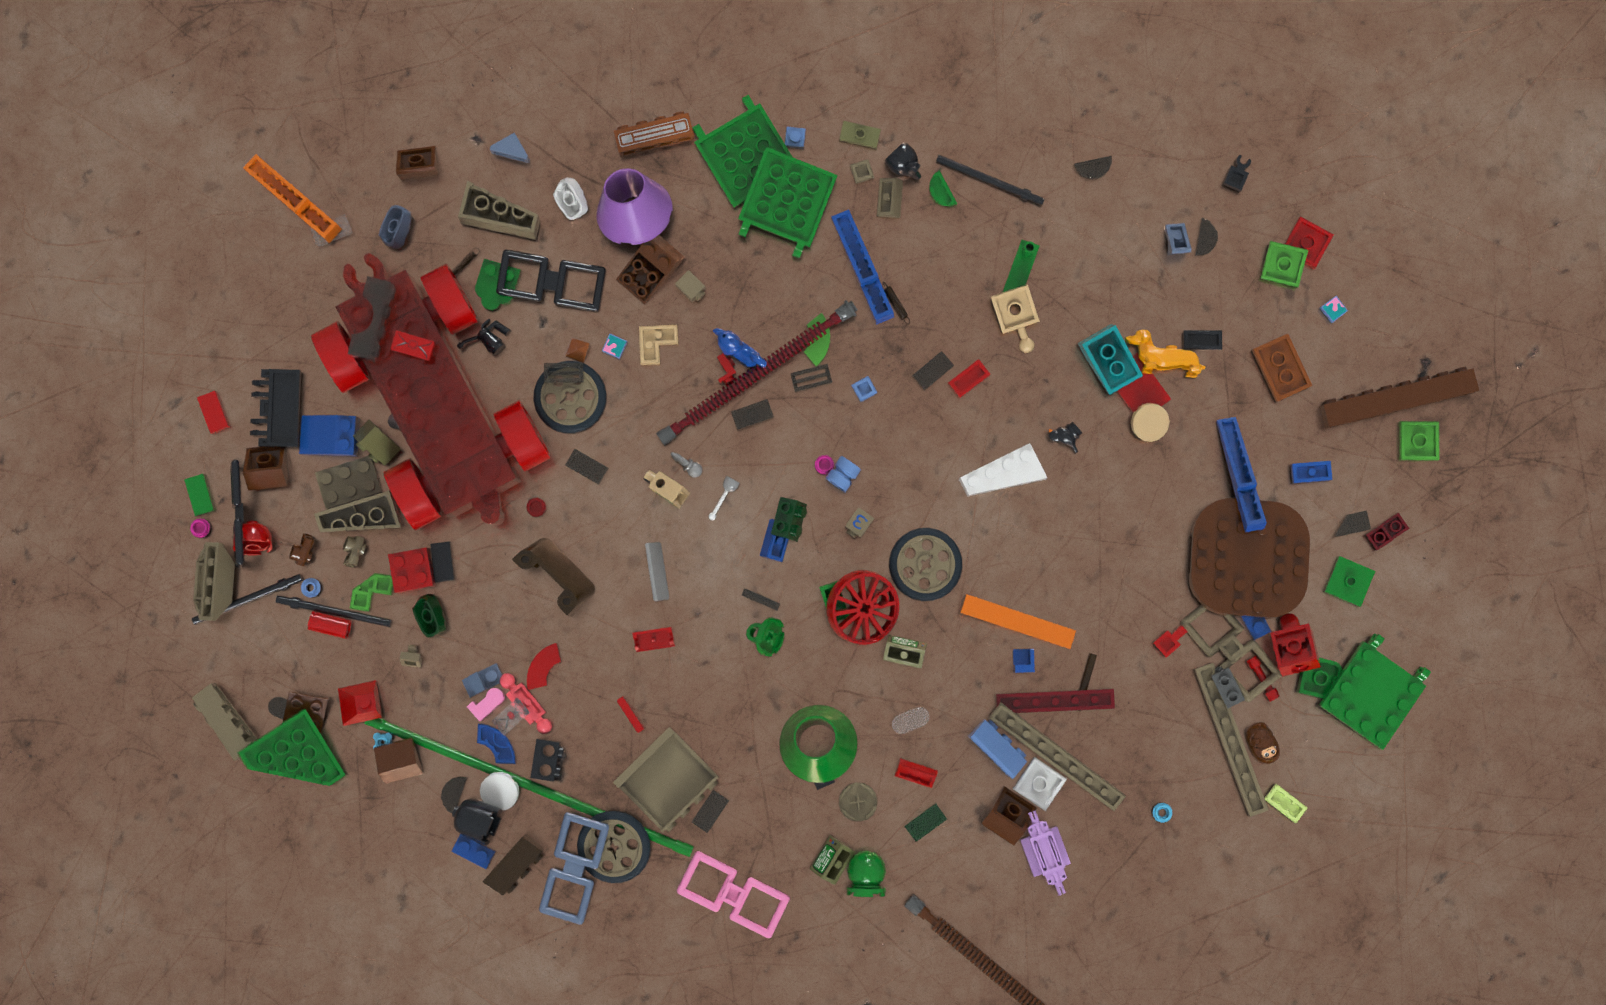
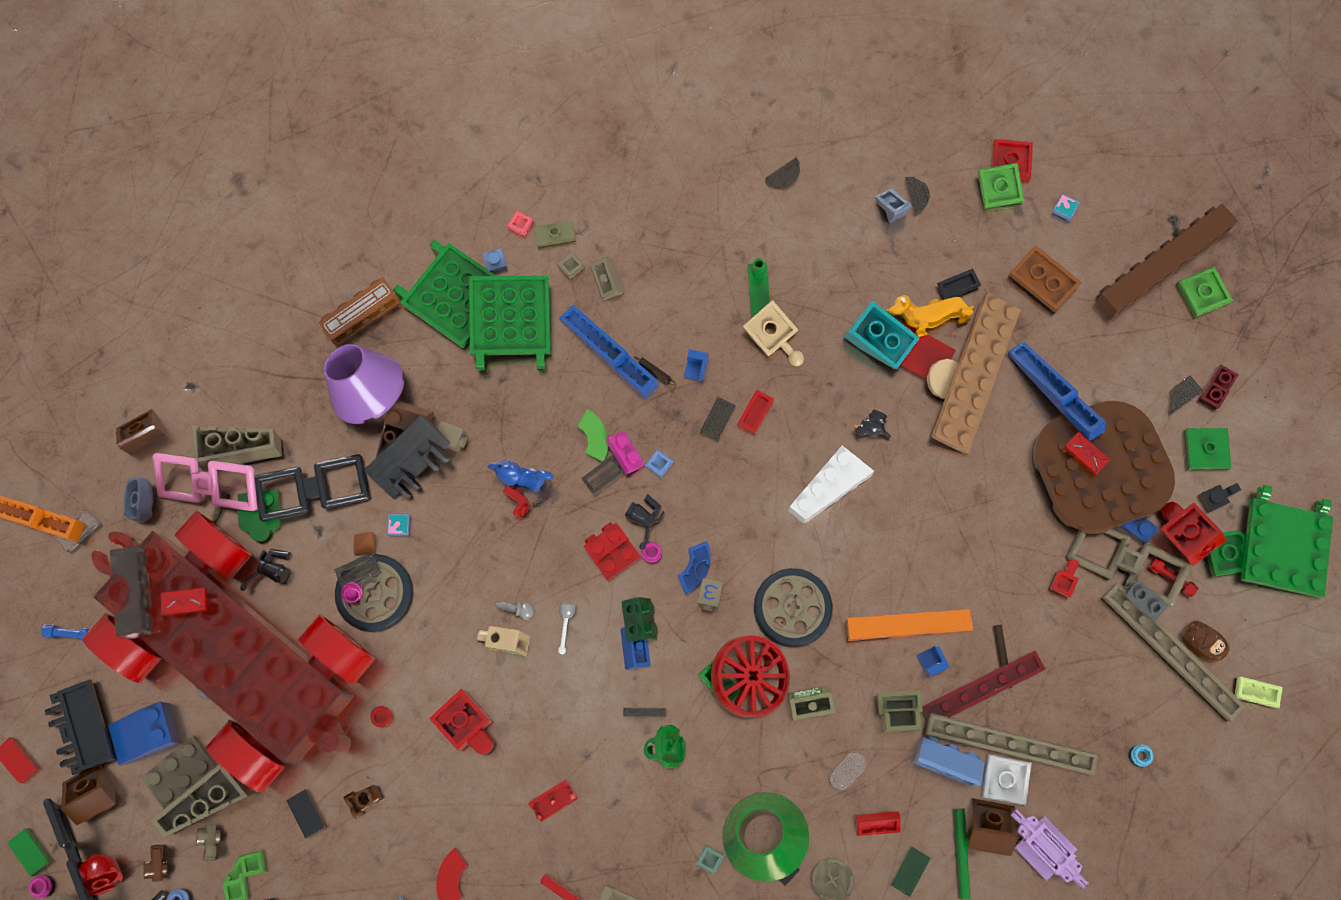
camera: 15 degrees left, 10 degrees down
(280, 313) = (52, 631): none -> blue bar
(376, 442) = (191, 719): olive brick -> none
(412, 570) = (276, 836): red brick -> none
(429, 615) = (312, 876): dark green piece -> none
(460, 237) = (205, 482): none -> bright pink bar
(491, 572) = (359, 801): none -> reddish brown plate
(510, 148) = (224, 380): sand blue slope -> none
(552, 390) = (351, 592): none -> dark pink plate
(570, 198) = (301, 402): white piece -> none
(576, 584) = (451, 779): dark brown windscreen -> none
(586, 466) = (416, 654): clear smoke tile -> none
(605, 544) = (464, 723): none -> red brick
(646, 287) = (407, 454): none -> black hinge
(650, 339) = (432, 503): tan tile -> none
(657, 571) = (528, 729): light grey slope -> none
(752, 414) = (560, 533): clear smoke plate -> none
(764, 742) = (710, 859): none -> sand green tile
(790, 448) = (611, 551): none -> red plate
(829, 430) = (641, 516): none -> black piece
(832, 111) = (520, 223): none -> coral tile
(838, 366) = (625, 452): none -> dark pink plate
(843, 313) = (607, 400): dark red hose -> none
(843, 473) = (674, 552): medium blue wheel -> none
(857, 495) = (697, 567): none -> blue tile
(904, 161) = (606, 238): black piece -> none
(934, 314) = (696, 365): none -> blue panel
(940, 191) = (652, 253): green tile -> none
(975, 826) = (962, 853): none -> green piece
(976, 689) = (900, 710): none -> olive plate
(1024, 194) = (732, 223): black bar -> none
(1179, 427) = (976, 373): none -> medium nougat plate
(1236, 175) = (919, 127): black plate -> none
(1238, 541) = (1086, 453): none -> red tile
(1311, 472) = (1120, 361): blue plate -> none
(1335, 626) = (1218, 497): none -> black plate

